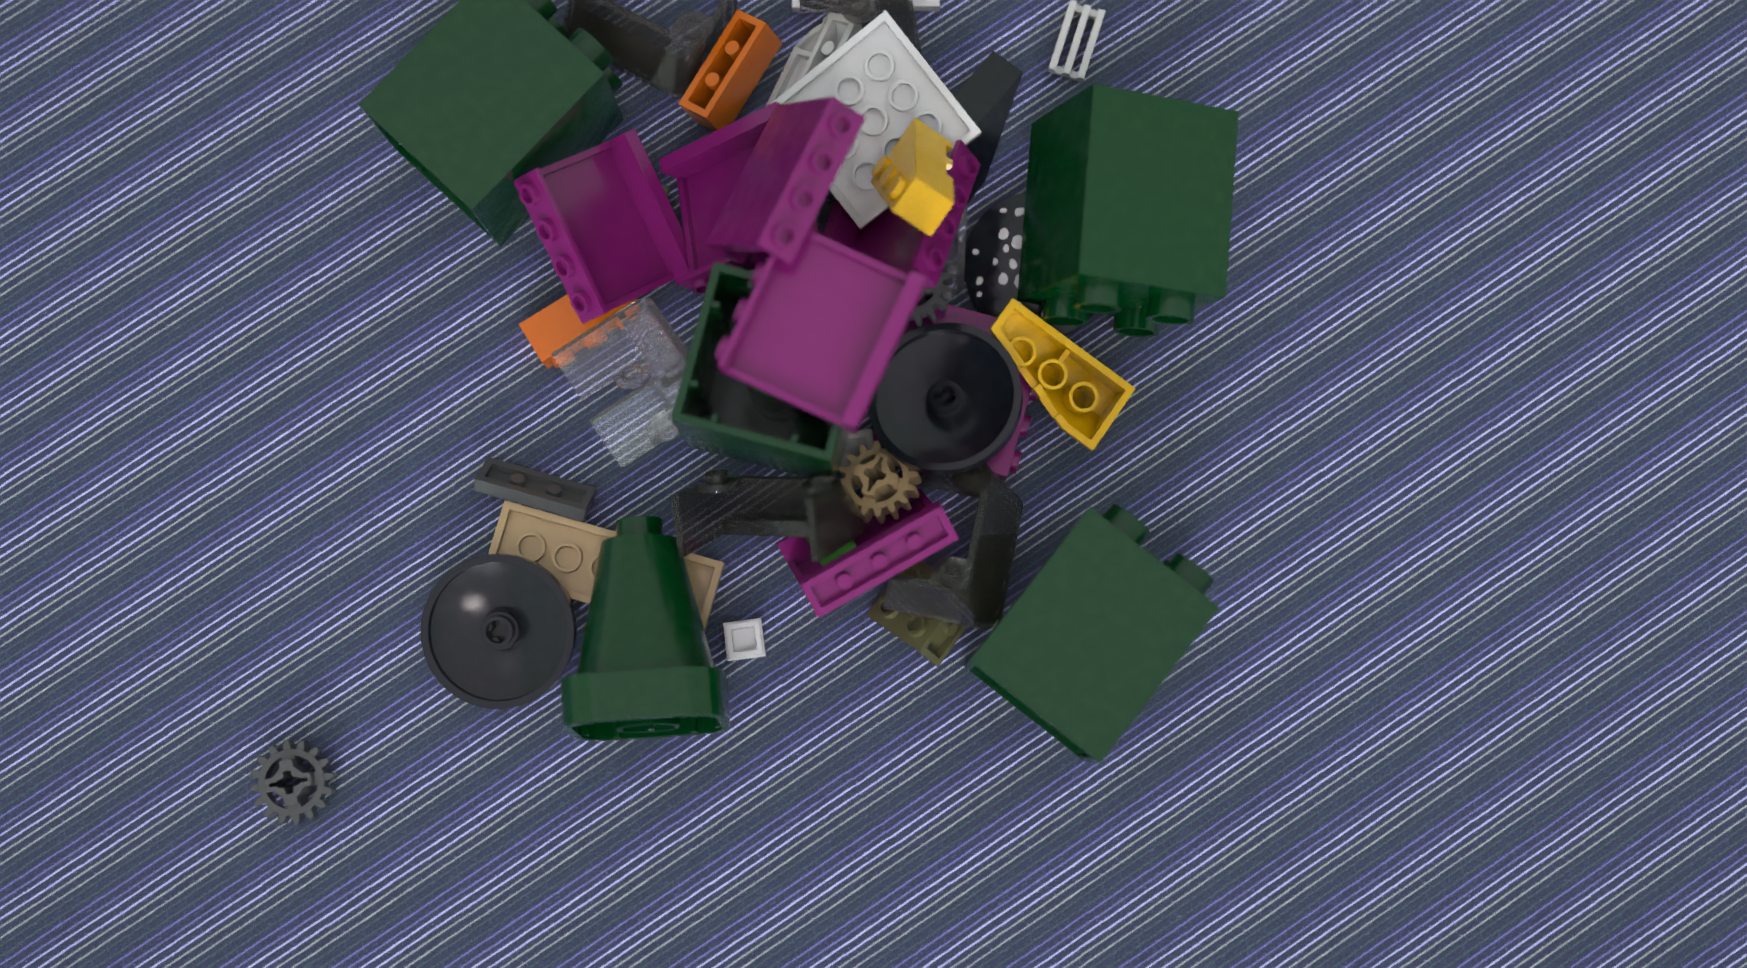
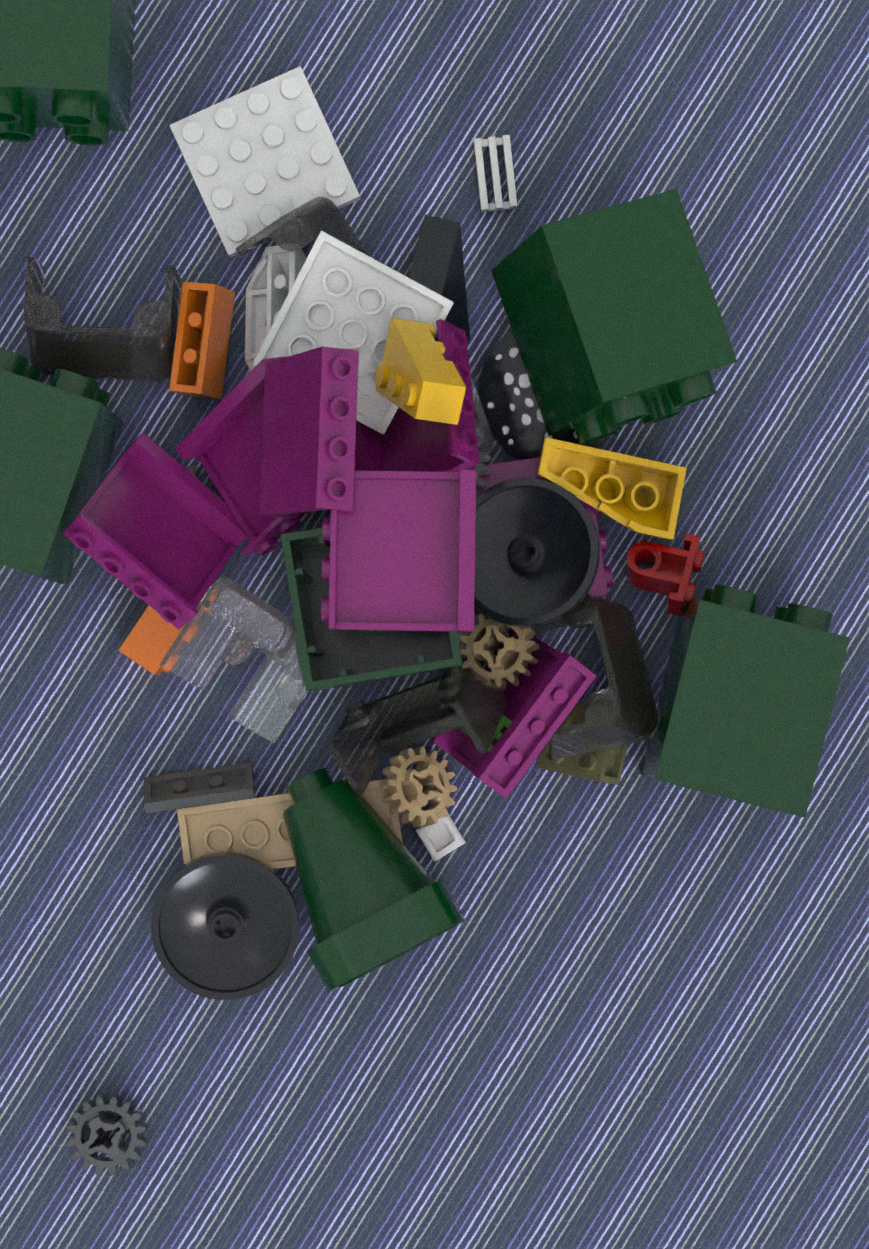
camera: 25 degrees left, 5 degrees up
(743, 580) = (418, 787): none -> tan gear
(1078, 480) = (670, 570): none -> red pin

